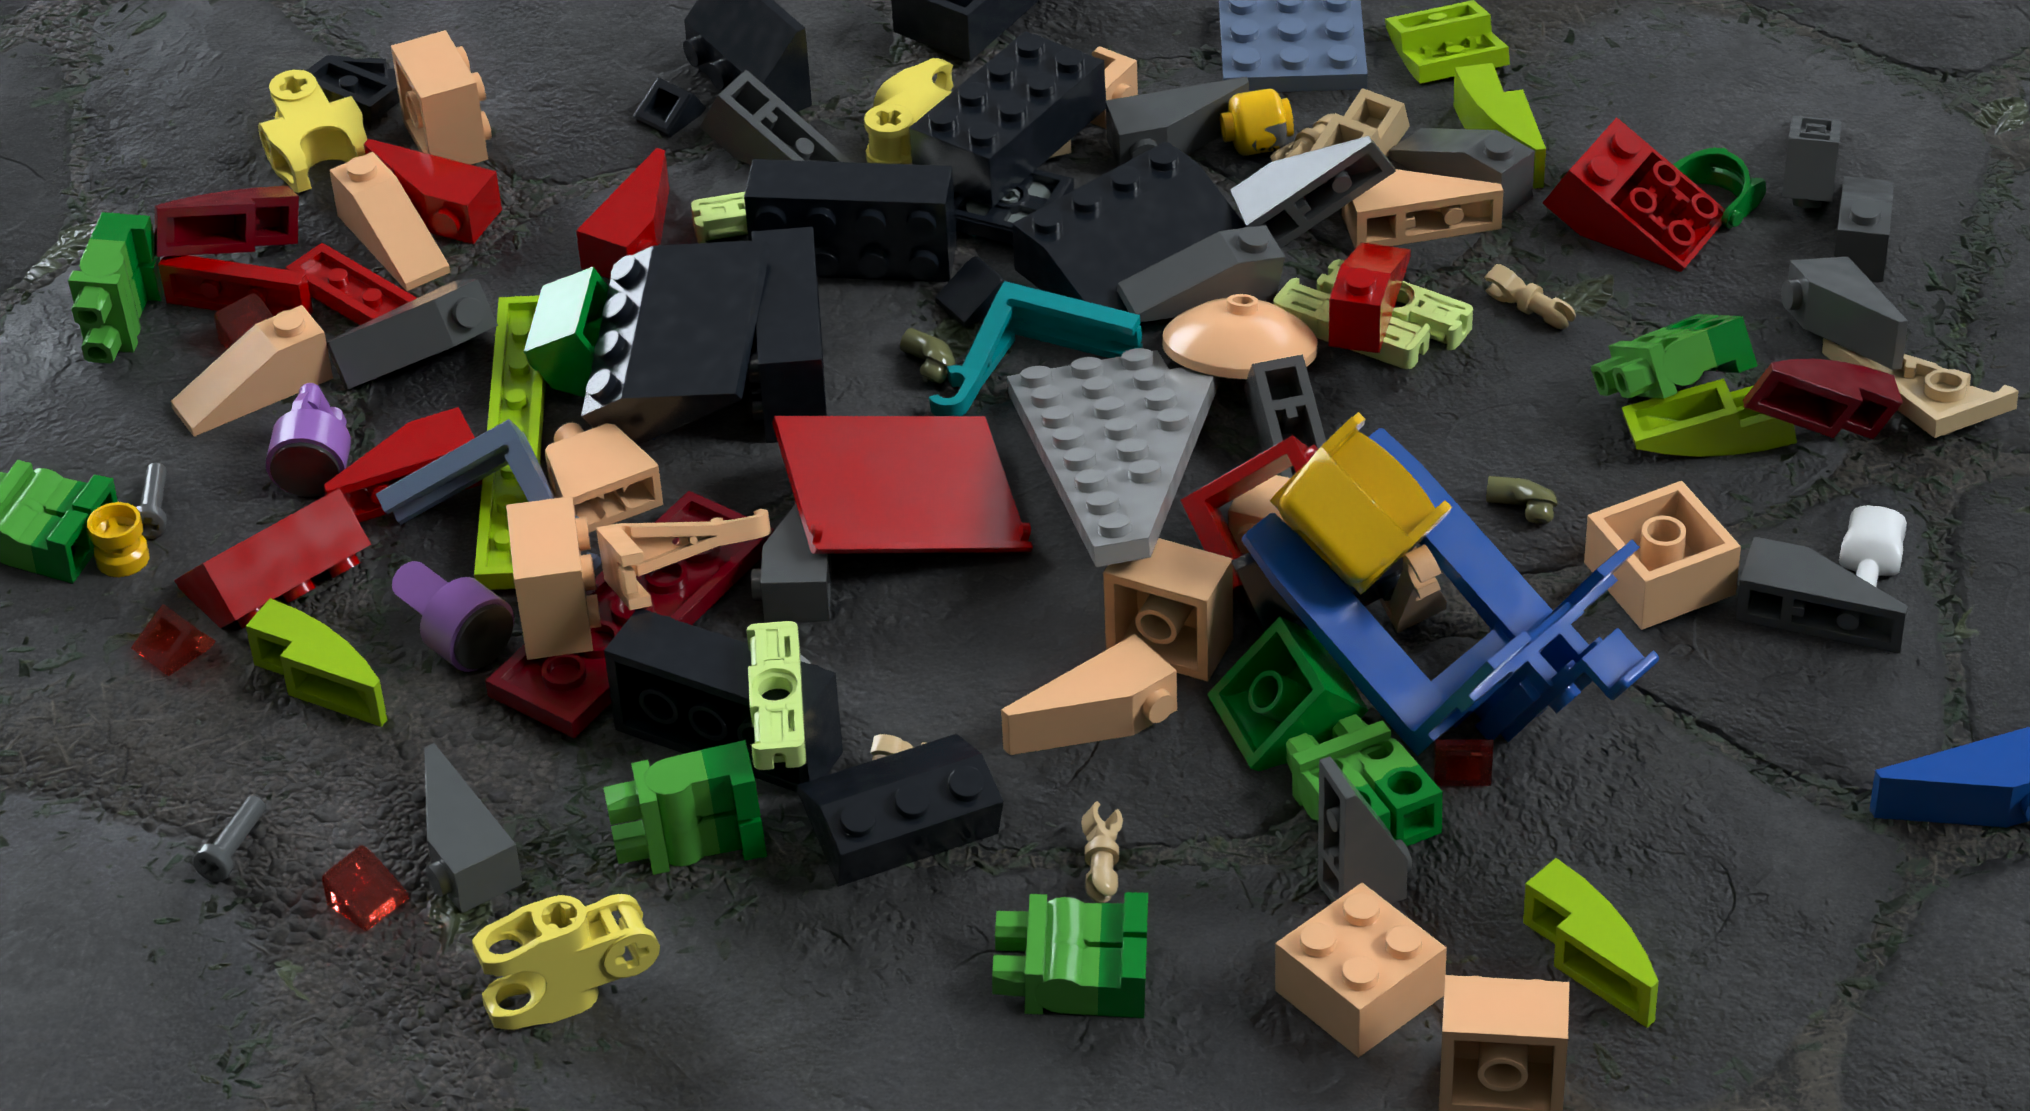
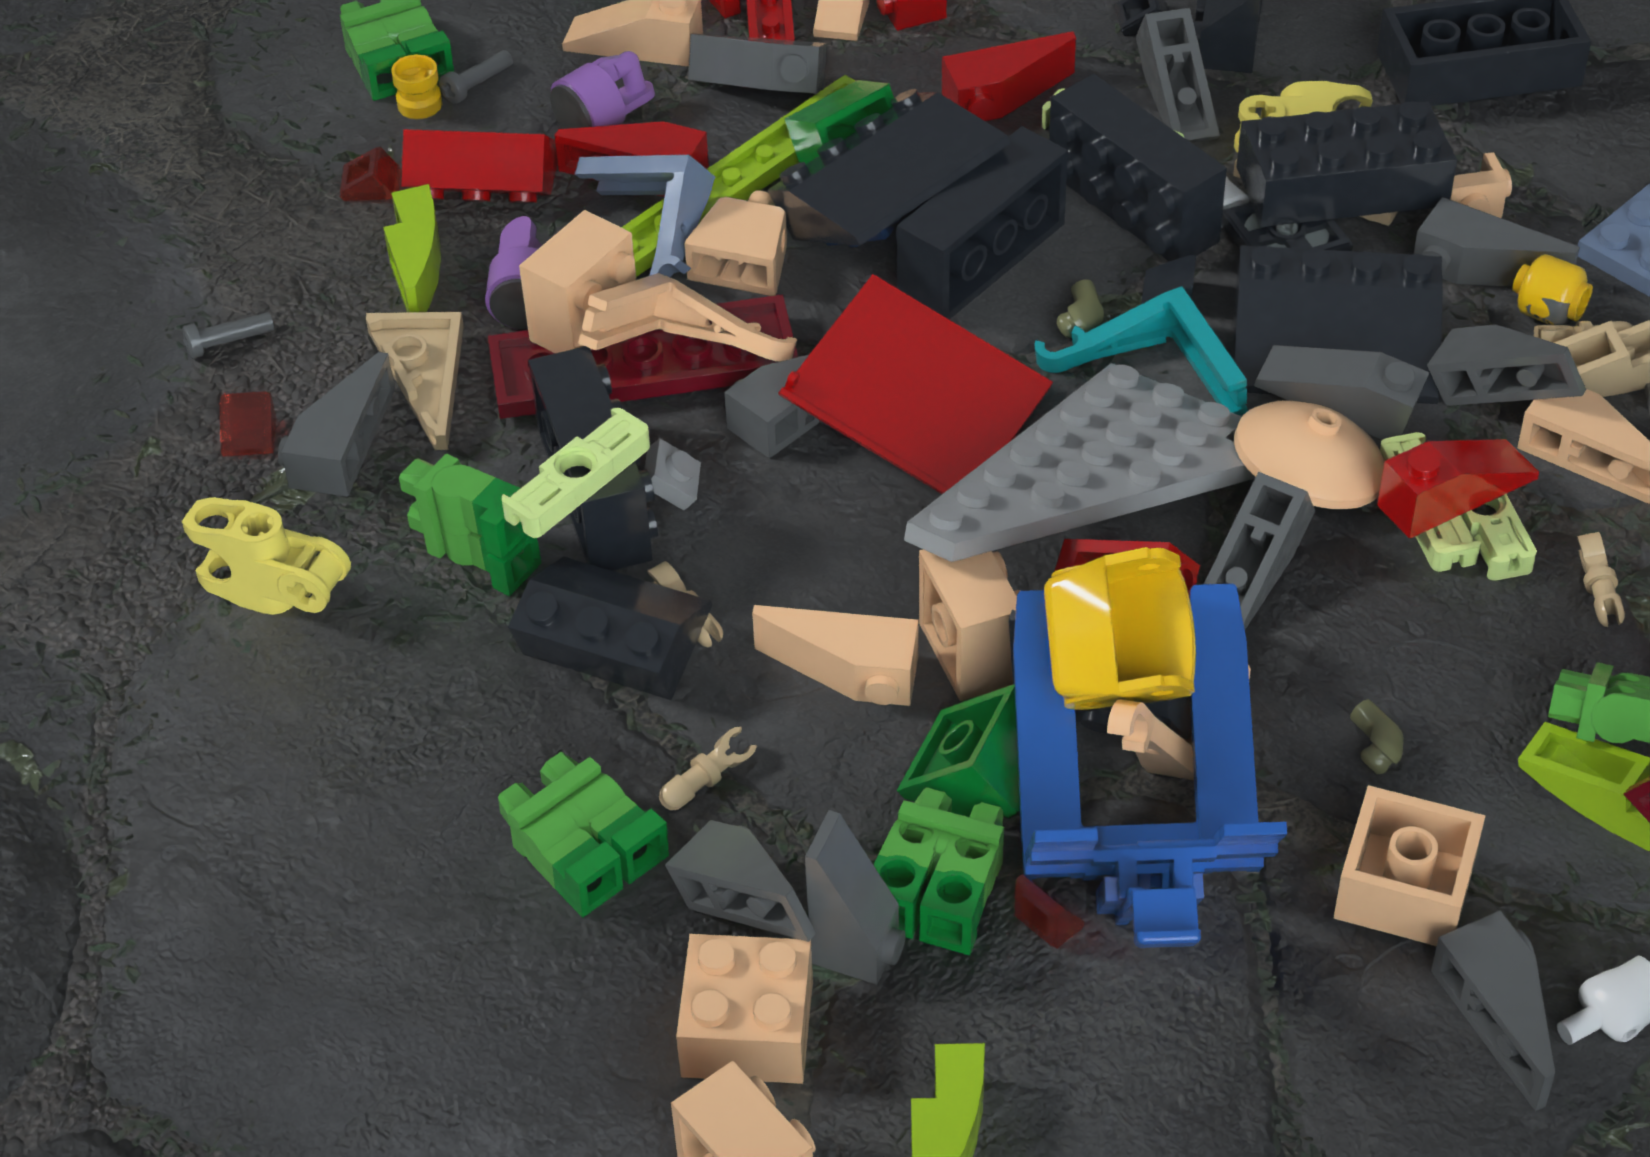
camera: 45 degrees right, 5 degrees up
(462, 734) = (424, 363): none -> tan wing
(1259, 885) = (735, 879): none -> dark grey slope

